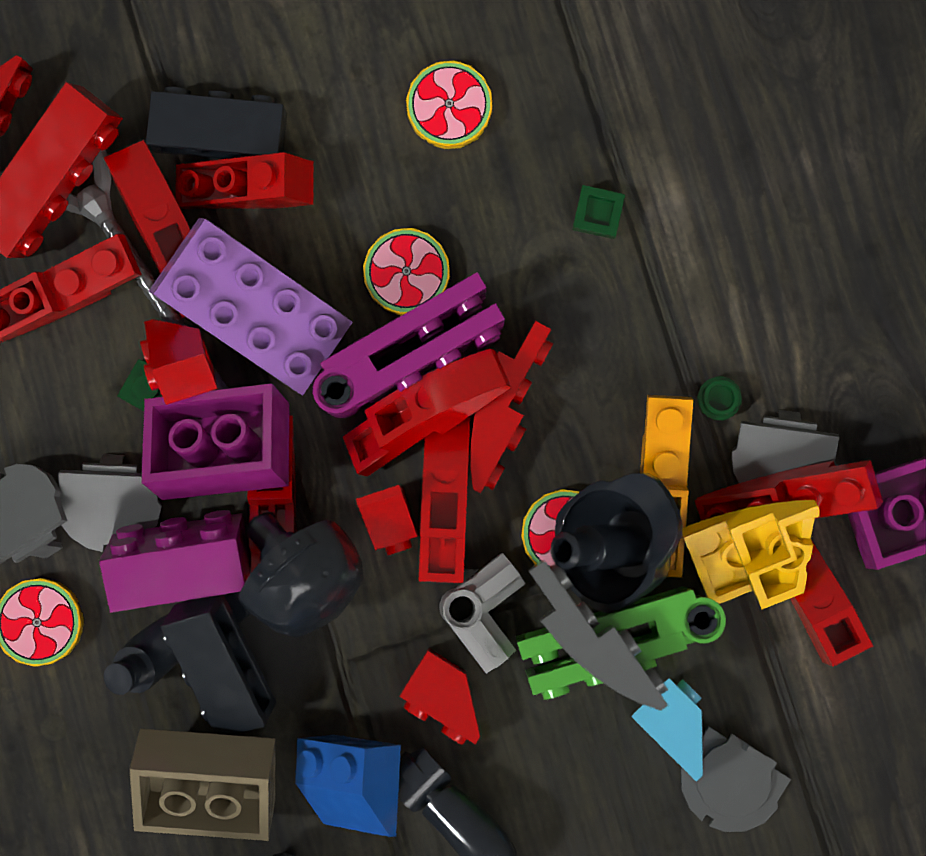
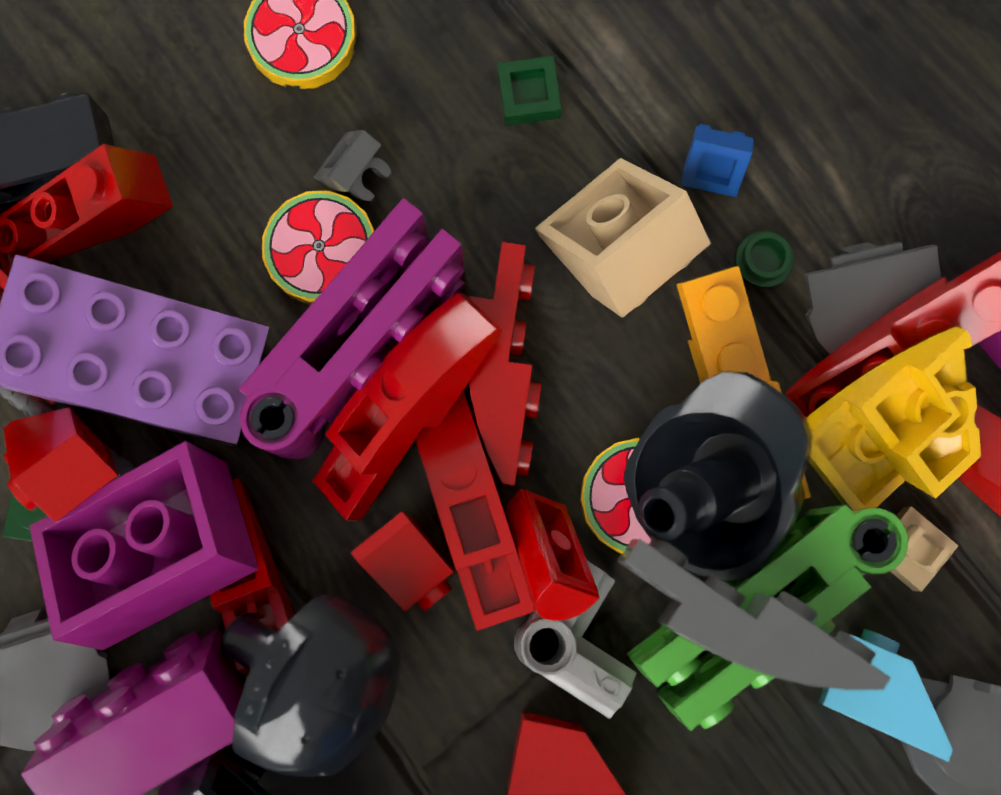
camera: 25 degrees left, 5 degrees down
(449, 218) = (348, 162): none -> dark grey tile
(487, 549) = (550, 556): none -> red brick
(624, 344) = (625, 235): none -> tan slope
(713, 314) = (717, 160): none -> blue tile
(742, 640) = (926, 550): none -> tan tile

